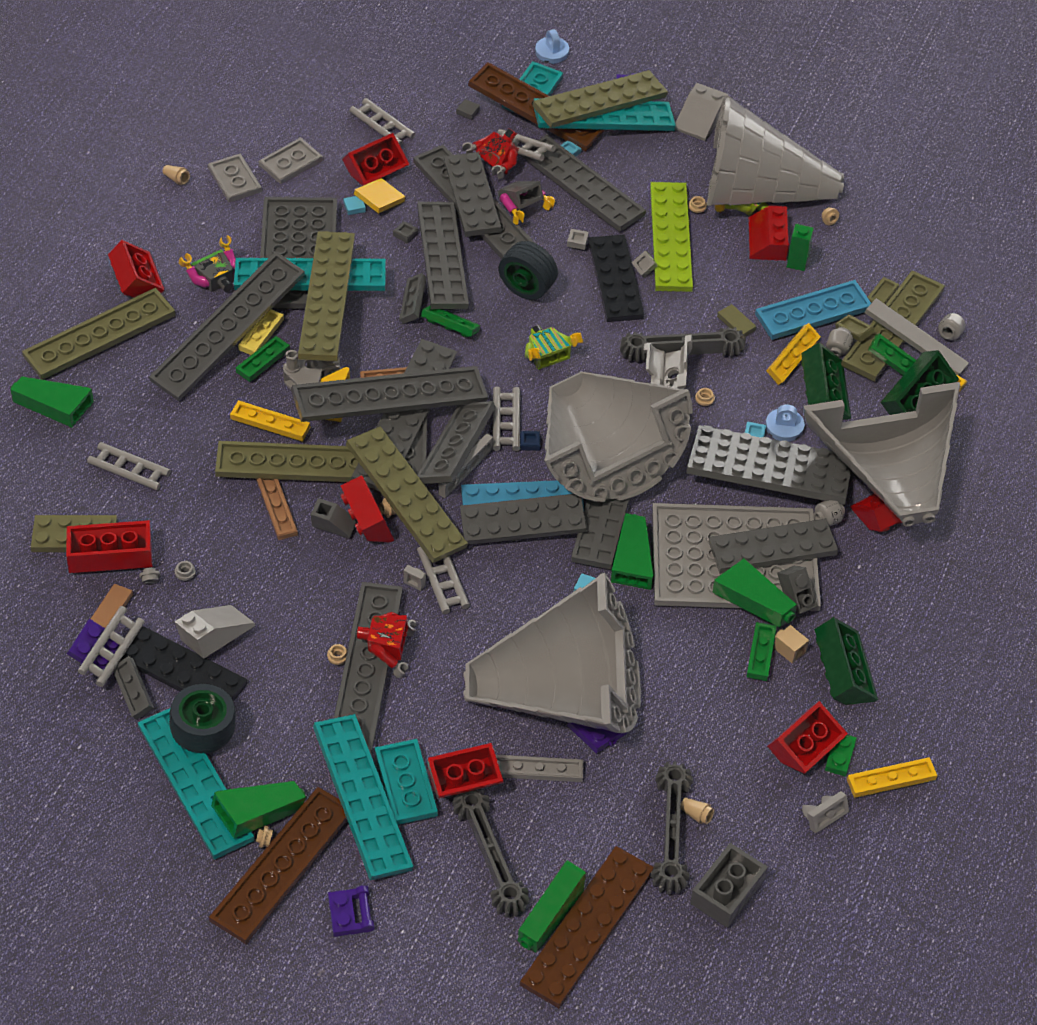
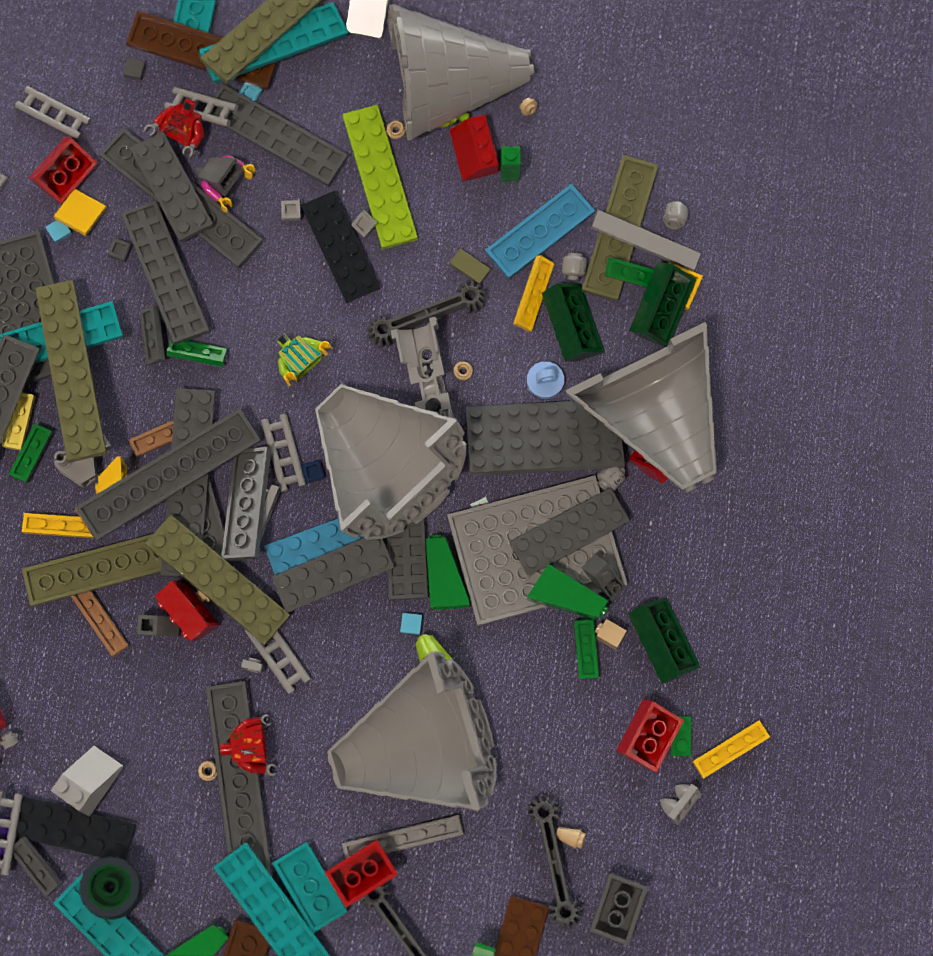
camera: 15 degrees left, 25 degrees up
(185, 571) = (33, 722): light grey plate -> none
(528, 270) = (255, 276): black wheel -> none
(755, 429) = (519, 396): medium azure tile -> none
(858, 328) = (584, 244): olive tile -> none
(883, 290) = (600, 189): olive tile -> none

